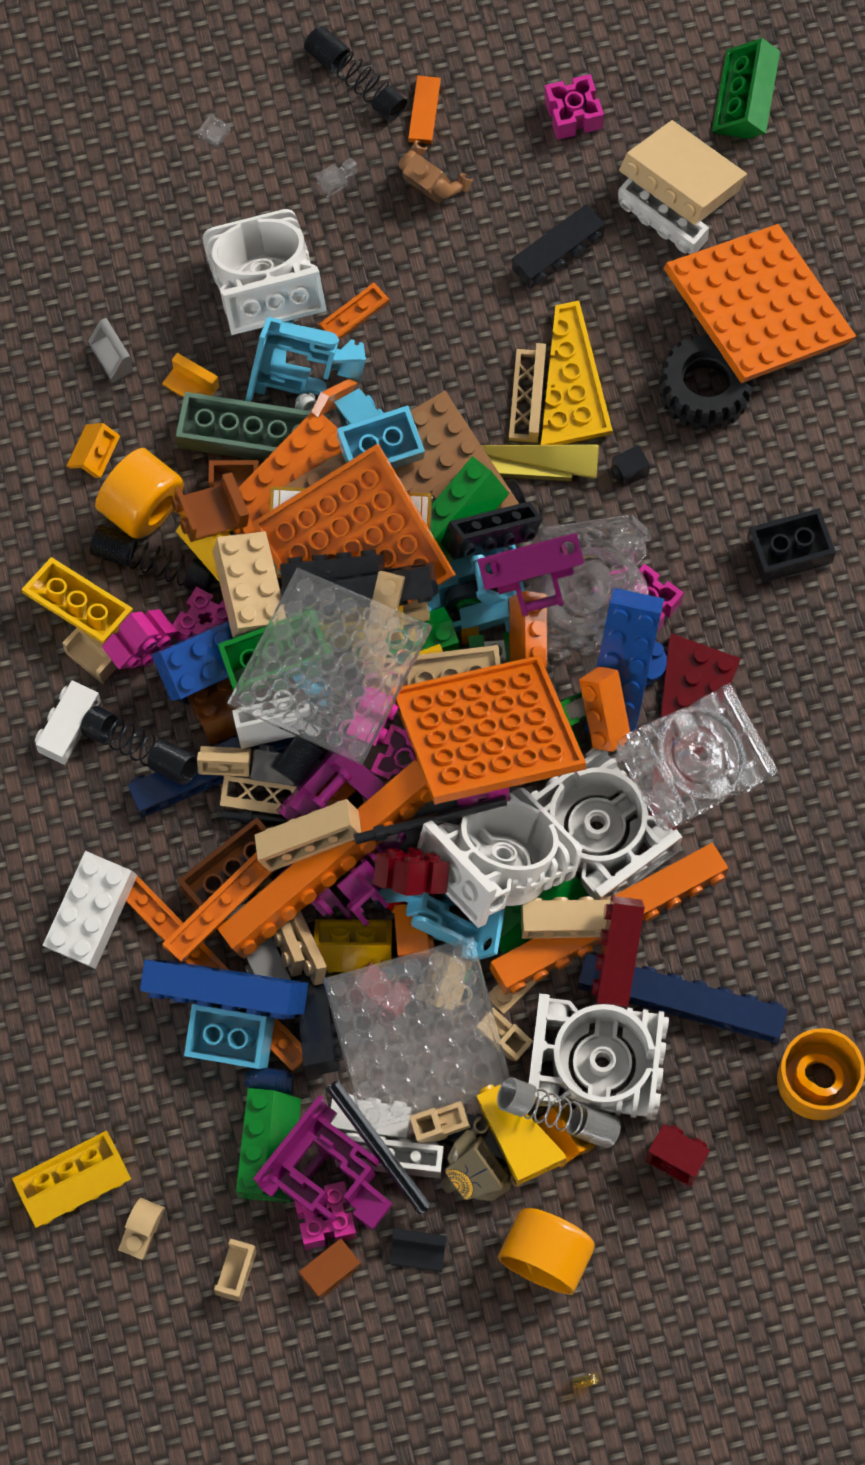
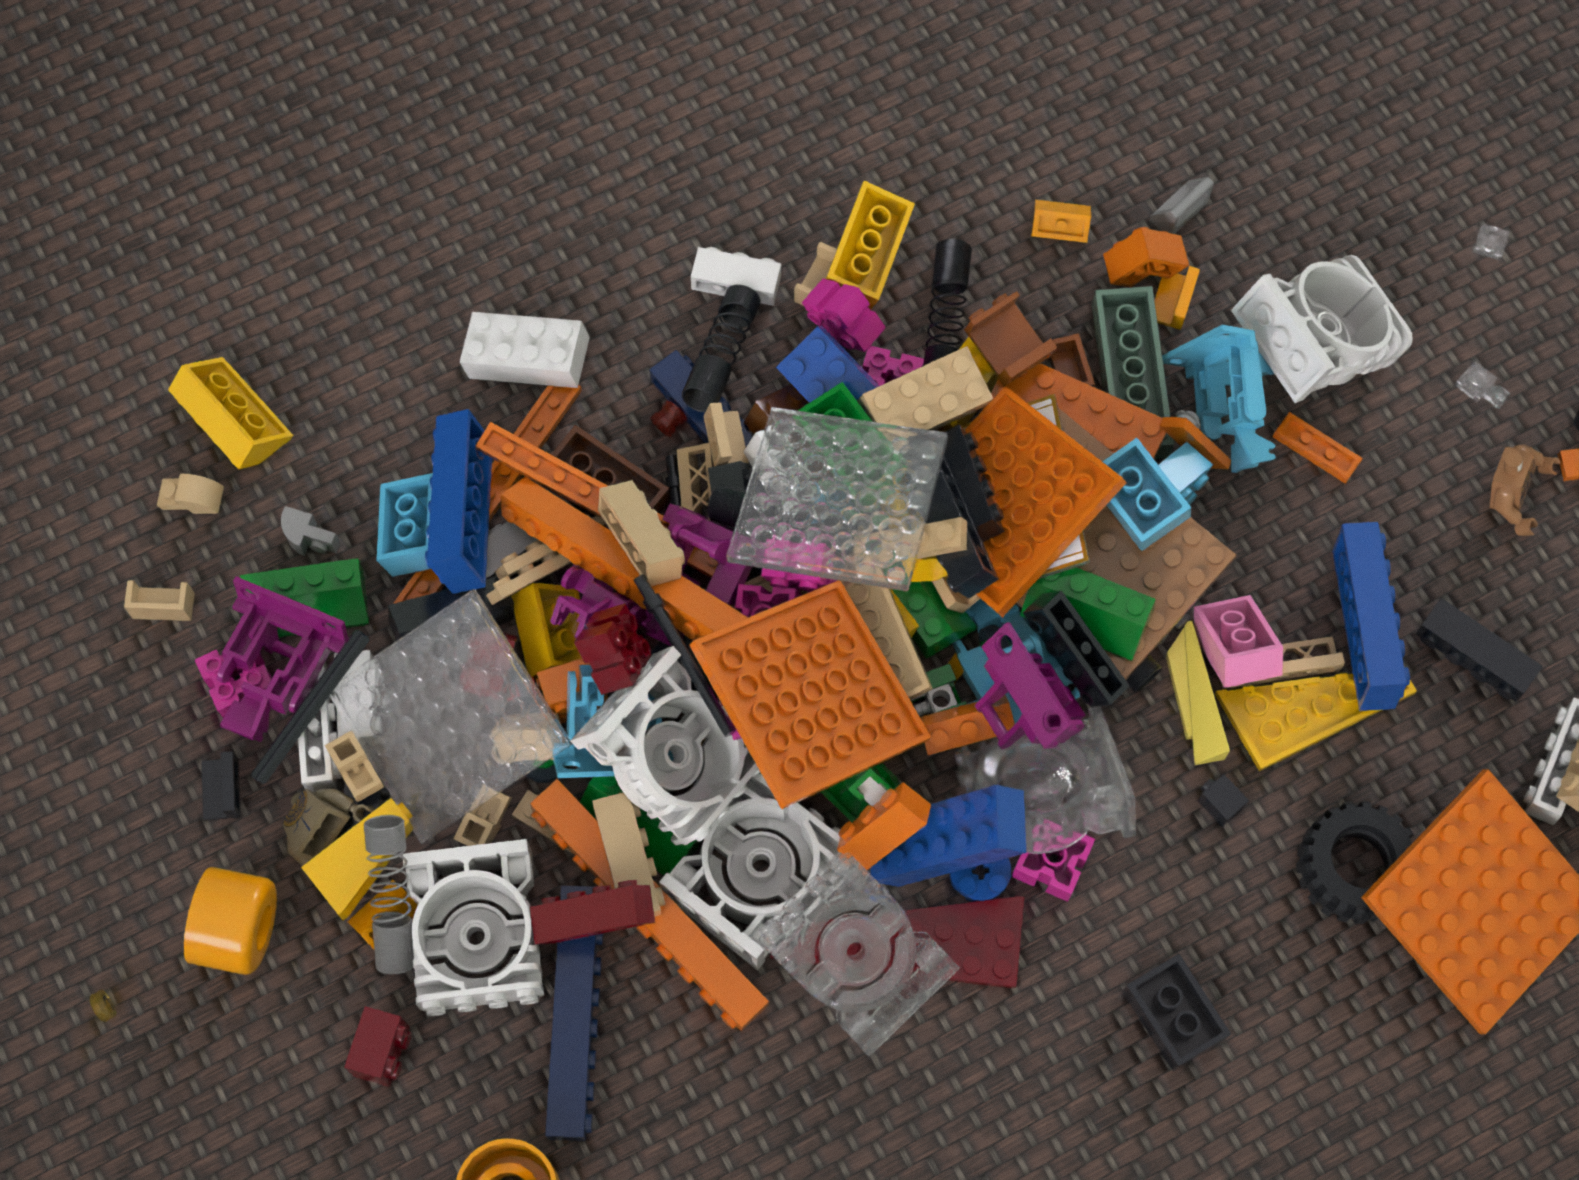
camera: 75 degrees right, 0 degrees up
(138, 493) = (1012, 260): light orange piece -> none
(152, 389) = (1143, 255): none -> orange brick
(185, 808) = (668, 418): none -> clear red wheel
(203, 1139) = (302, 532): none -> light grey brick
(269, 1079) = (377, 585): dark blue head -> none
(330, 1269) = (179, 698): dark orange panel -> none
(510, 413) = (1238, 641): none -> bright pink brick
(514, 312) = (1370, 616): none -> blue brick

